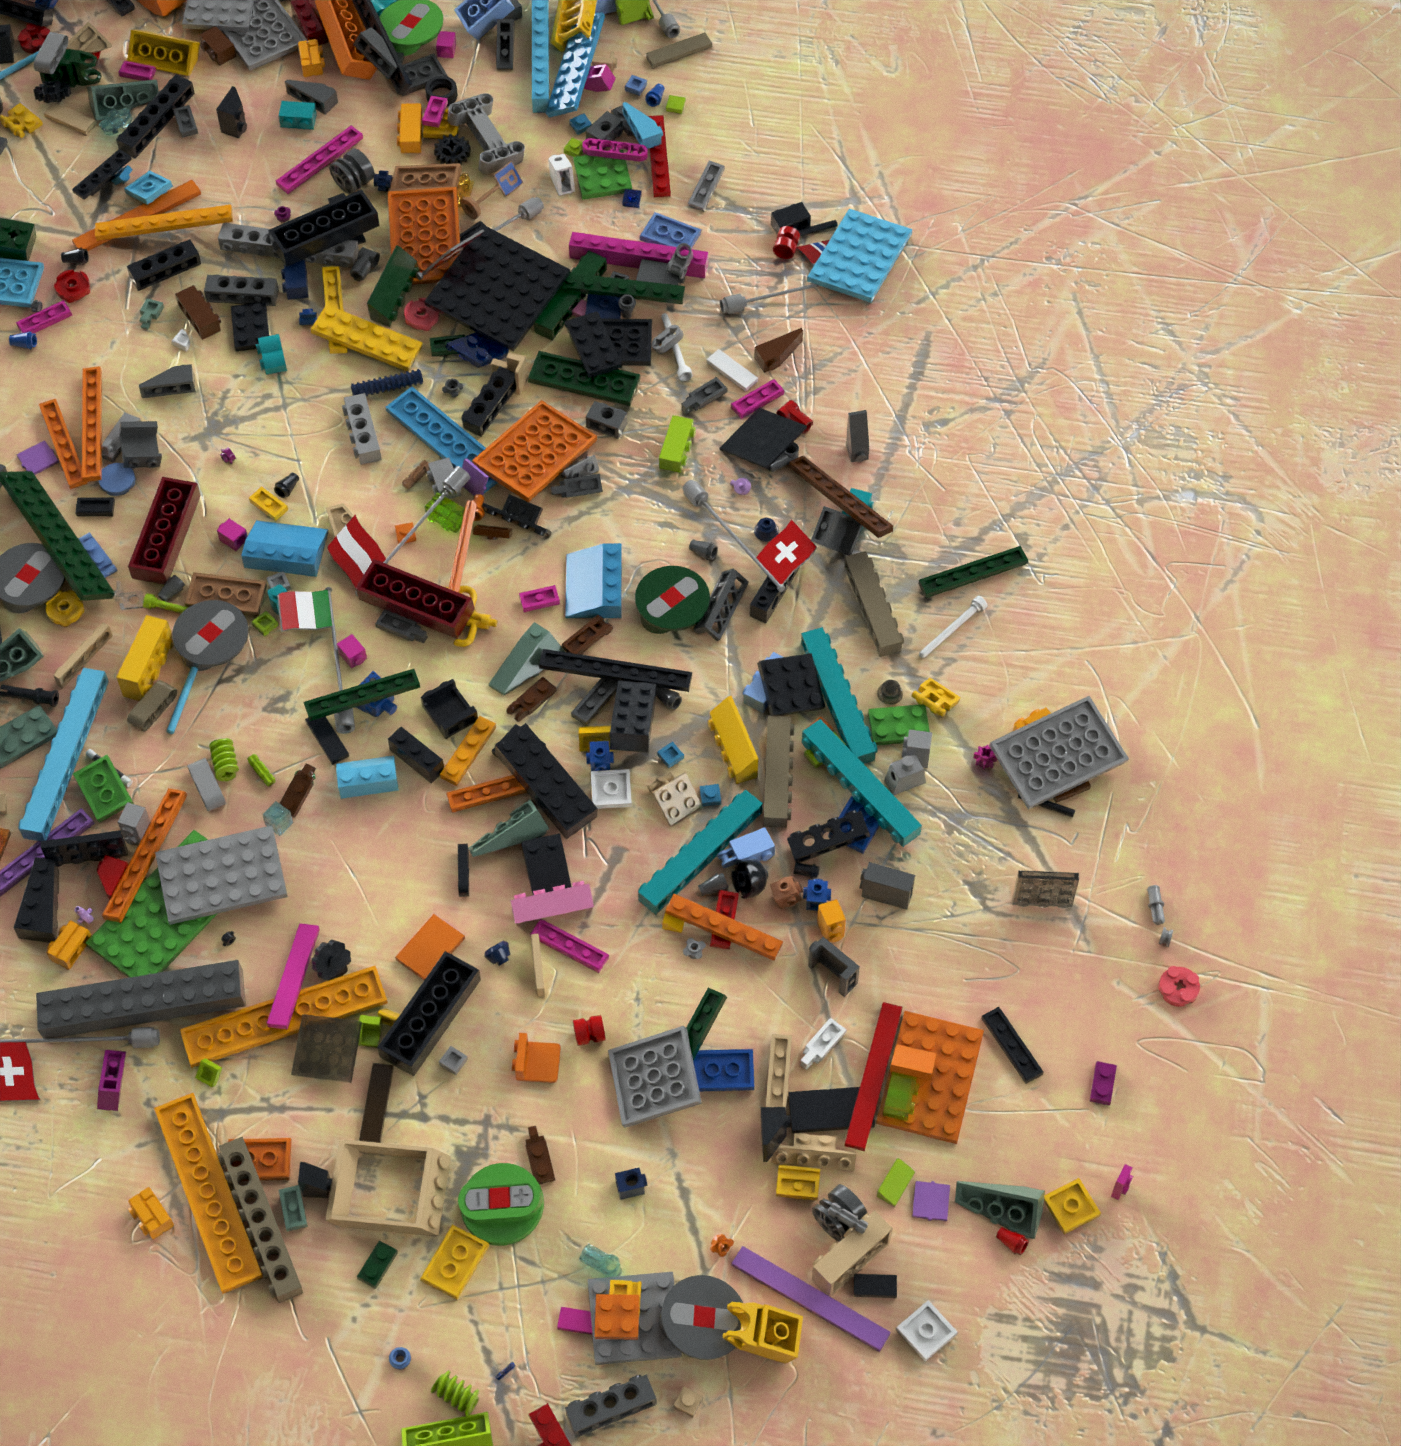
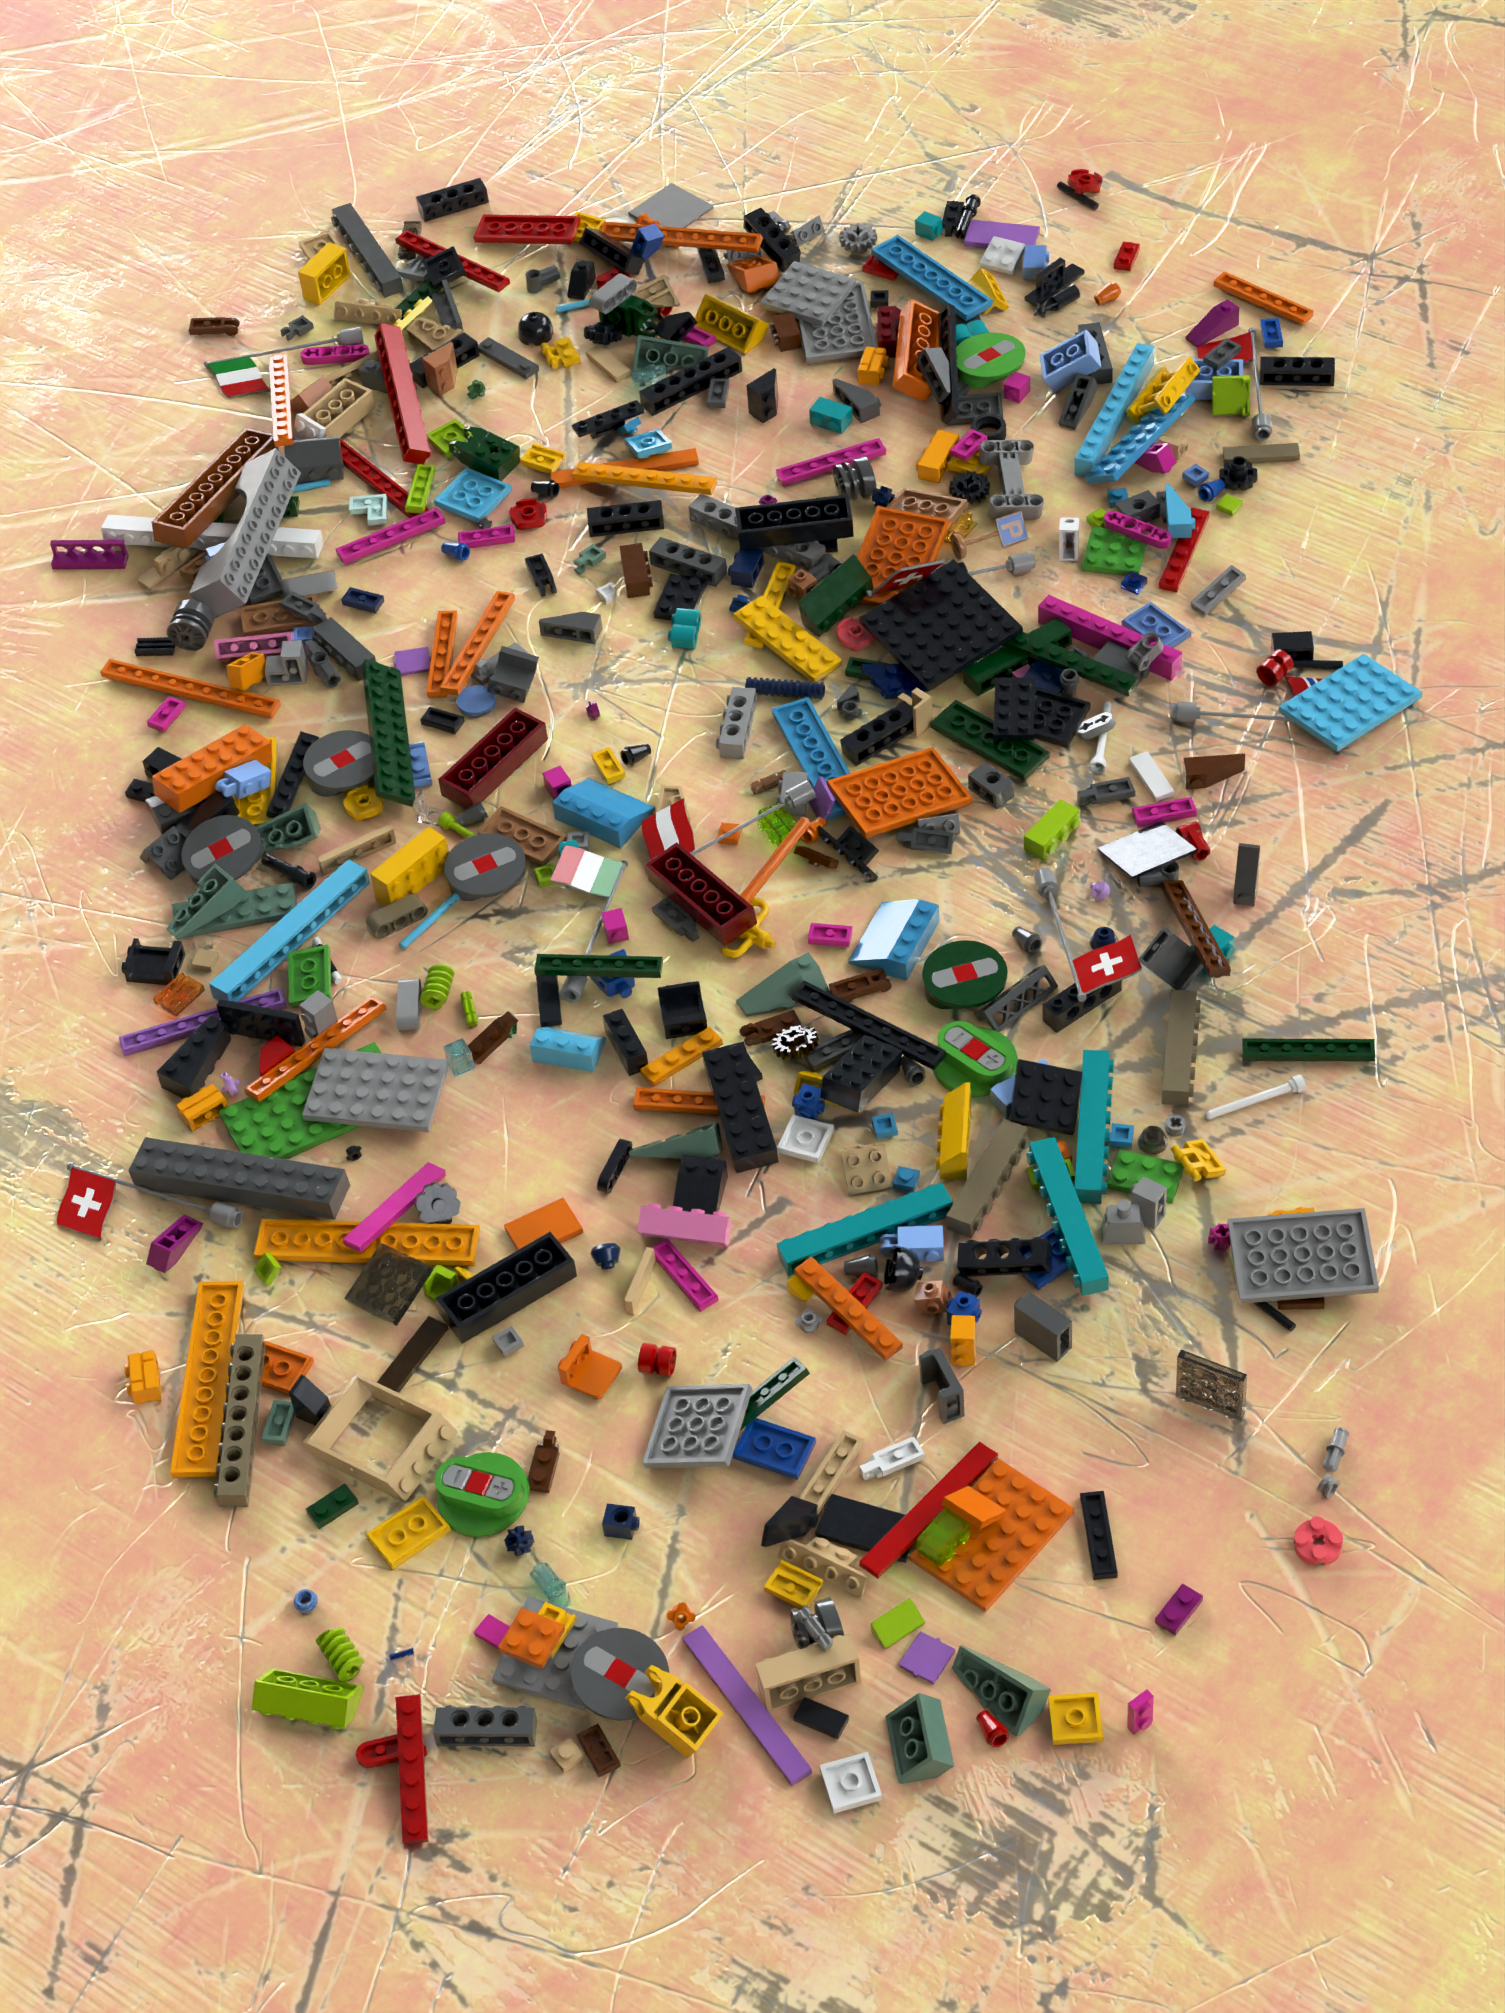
camera: 30 degrees right, 10 degrees down
(57, 228) = (542, 458): none -> yellow plate
(113, 340) = (540, 573): none -> black hinge
(116, 68) = (675, 326): none -> black slope
(355, 283) = (801, 583): none -> nougat brick
(446, 374) = (850, 694): none -> dark grey piece
(555, 1233) = (519, 1540): none -> dark blue gear
(560, 706) = (795, 1042): none -> dark brown gear
(671, 75) = (1238, 474): none -> black plant
(712, 1387) = (598, 1750): none -> reddish brown plate
(716, 668) = (975, 1057): none -> bright green piece
(865, 696) = (1121, 1135): none -> dark azure plate
(905, 675) = (1175, 1131): none -> light grey bush
(962, 1273) = (919, 1739): none -> sand green slope

